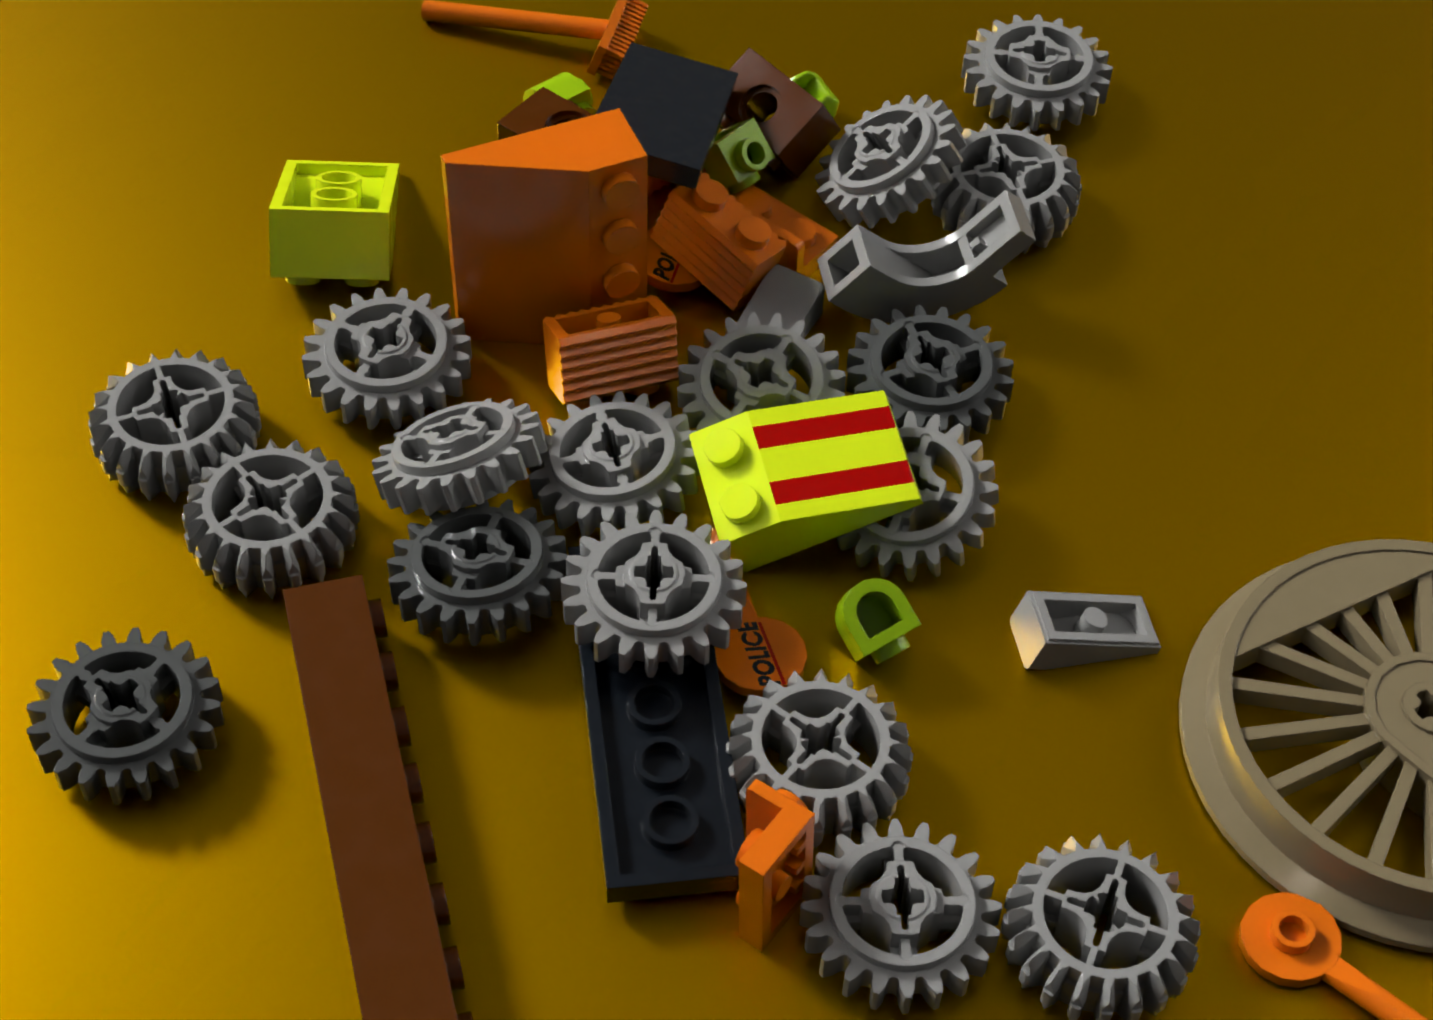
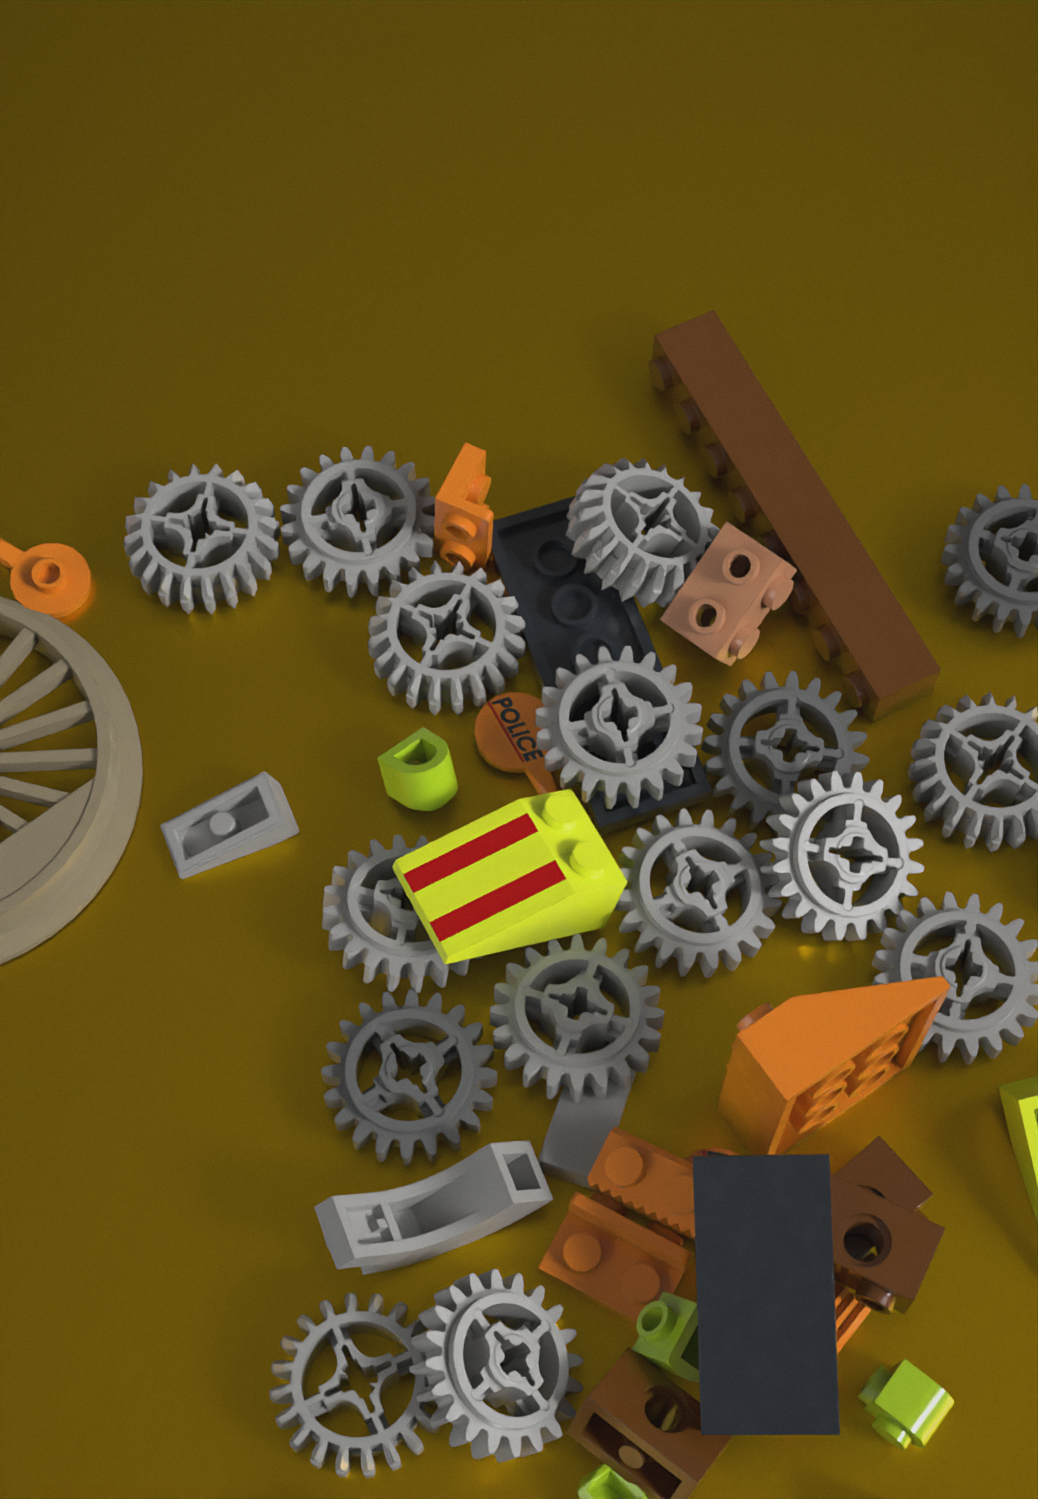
camera: 170 degrees right, 15 degrees up
(483, 712) = (730, 595): none -> nougat brick
(545, 843) = (608, 525): none -> light grey gear
(611, 350) = (710, 1023): orange brick -> none

